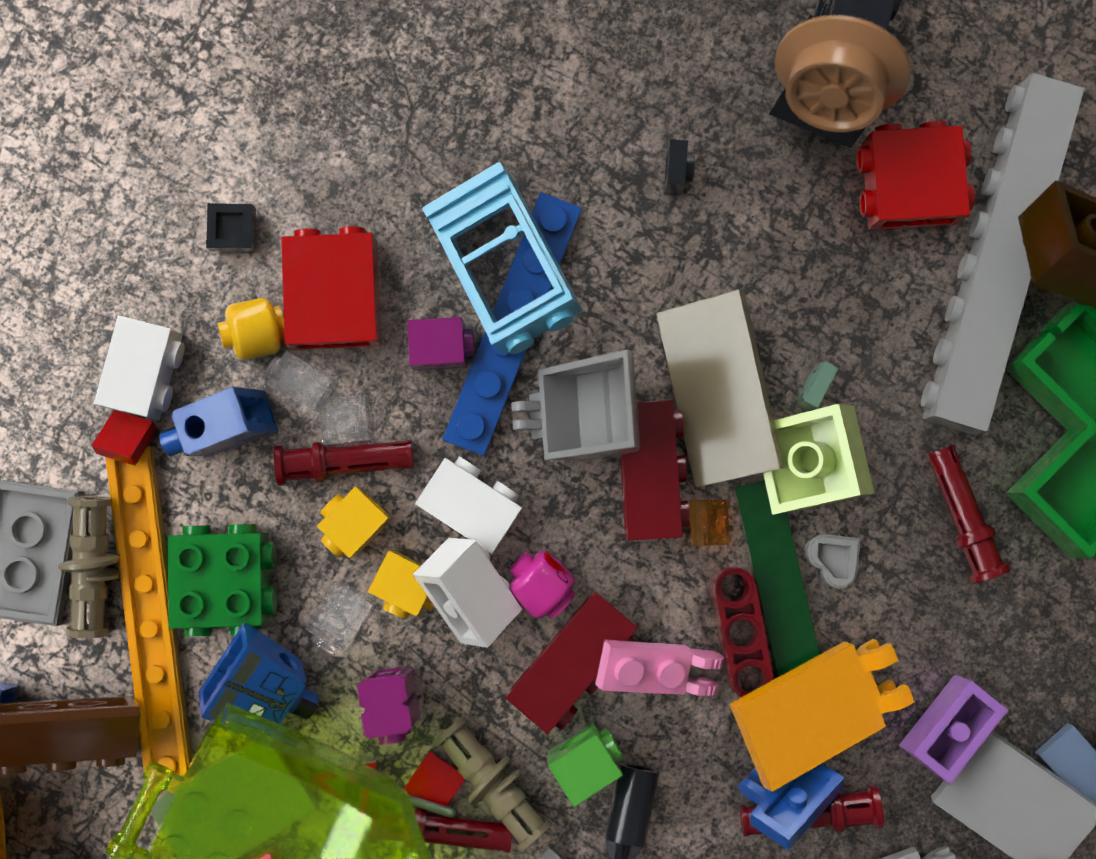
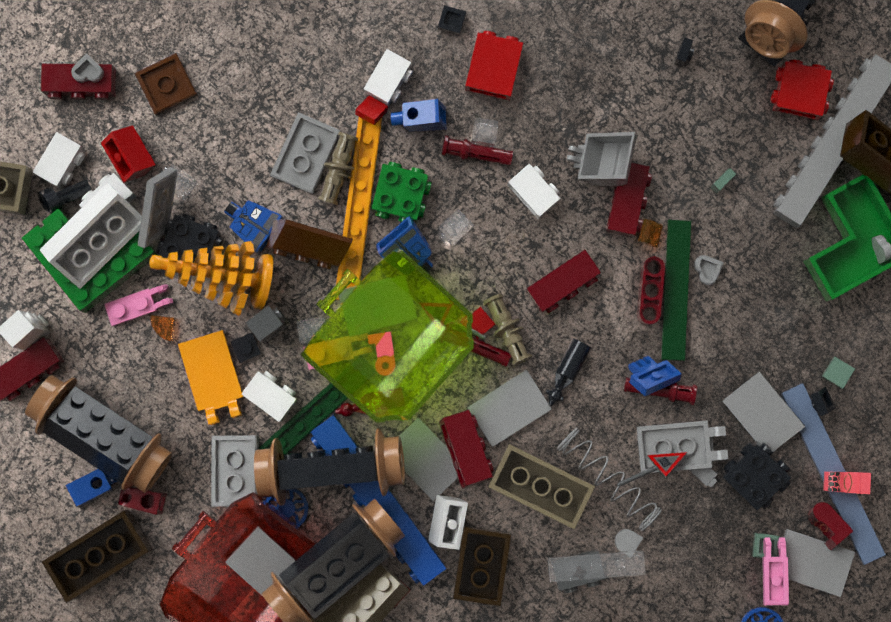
camera: 15 degrees right, 0 degrees up
(252, 329) = (449, 74): yellow head -> none
(298, 384) = (465, 108): clear brick -> none
(351, 522) = (473, 183): yellow brick -> none
(389, 704) = (469, 274): magenta brick -> none
(399, 587) = (491, 221): yellow brick -> none
(439, 343) = (540, 107): magenta brick -> none
(468, 591) = (522, 231): white brick -> none
(470, 206) = (578, 42): medium azure door -> none
(491, 371) = (579, 108): blue plate -> none
(541, 584) = (558, 239): dark pink head -> none
(585, 762) = (557, 329): bright green brick -> none
(656, 668) = (603, 295): bright pink hinge -> none
(720, 389) = (674, 168): tile -> none
(817, 710) = (677, 337): light orange tile -> none
(820, 459) = (711, 215): yellowish green slope -> none
(953, 728) = (742, 365): medium lavender brick -> none
(973, 533) = (780, 275): dark red pin -> none

